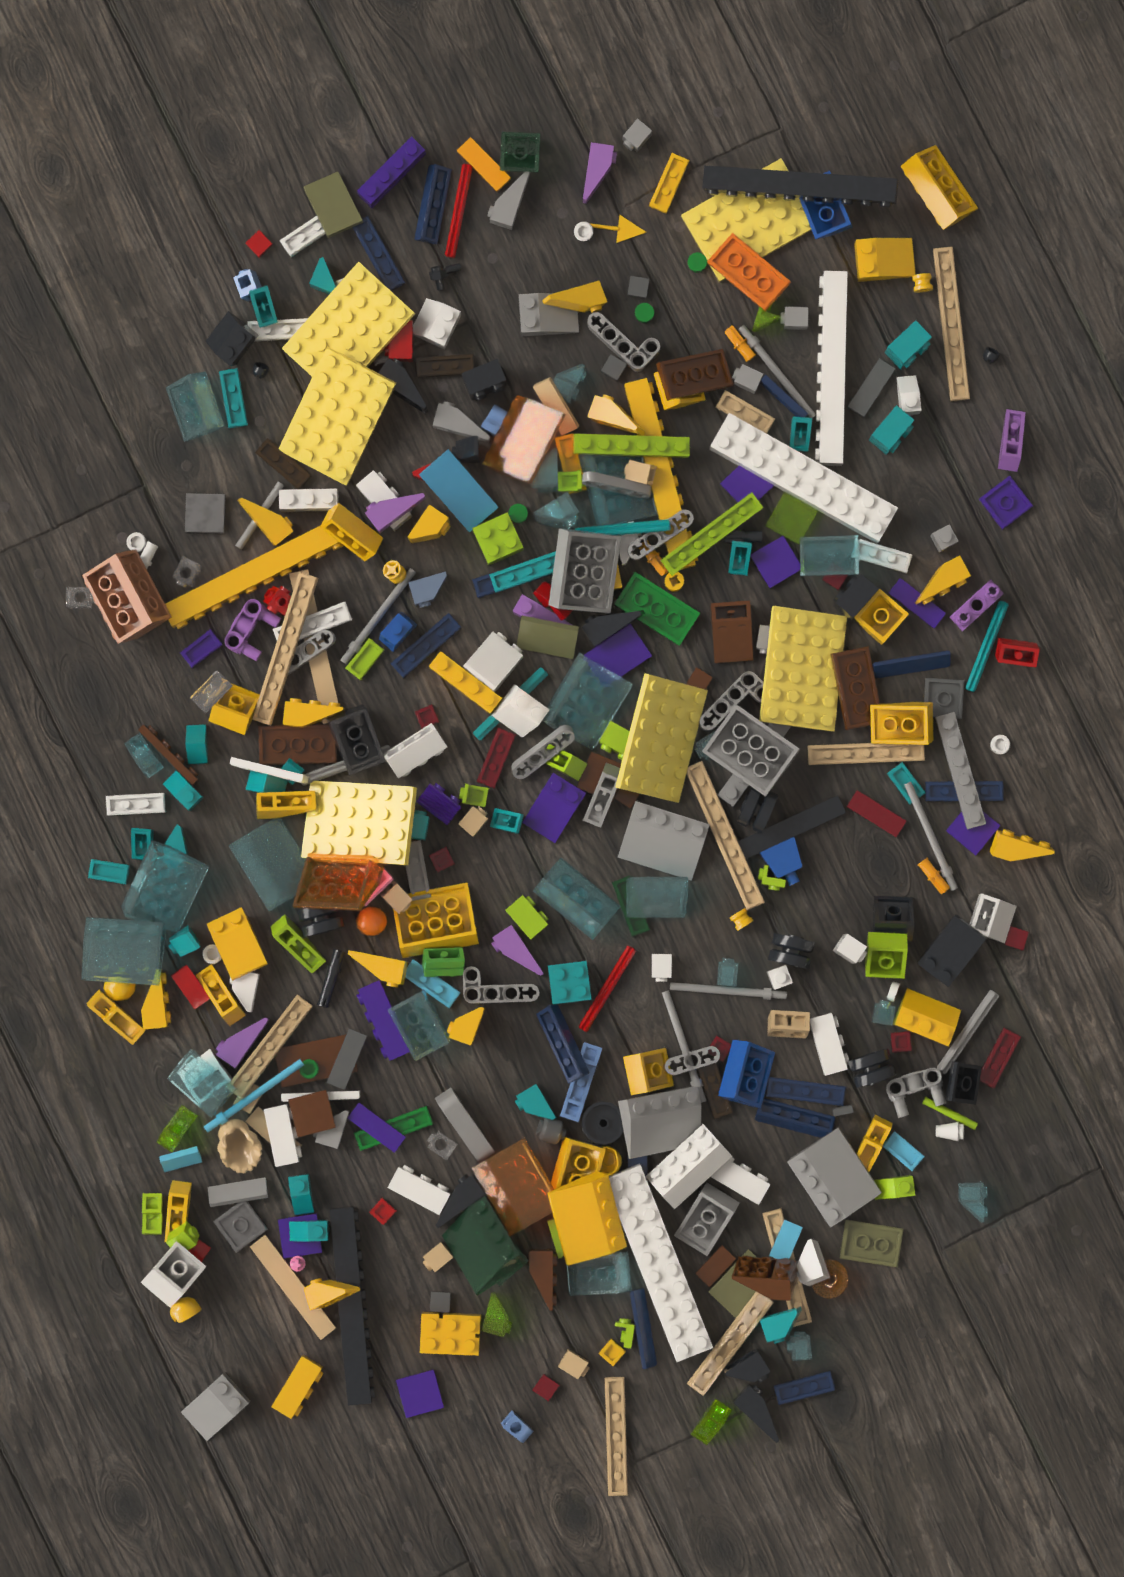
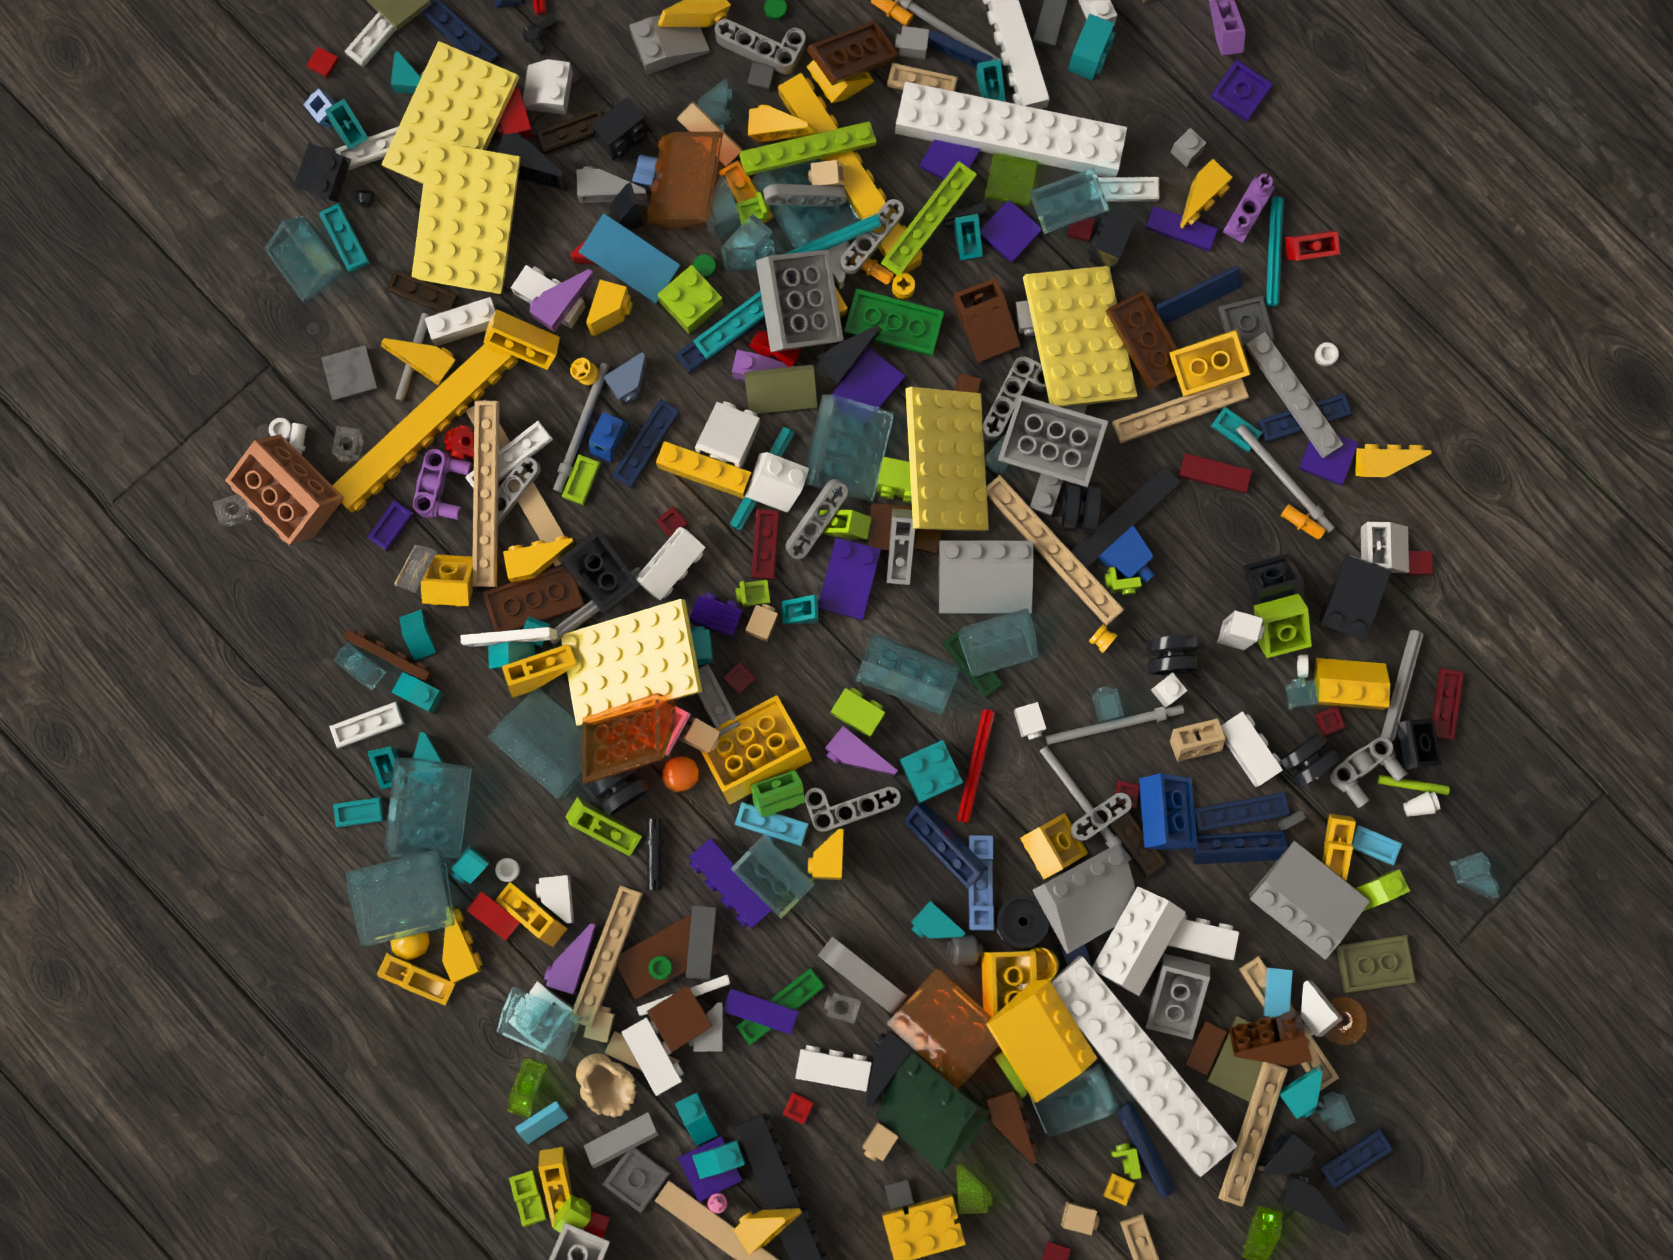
camera: 20 degrees left, 5 degrees down
(222, 1117) = (576, 1056): medium azure bar -> none
(237, 943) = (531, 847): yellow slope -> none
(386, 969) = (715, 822): yellow slope -> none
(881, 616) = (1148, 252): yellow slope -> none

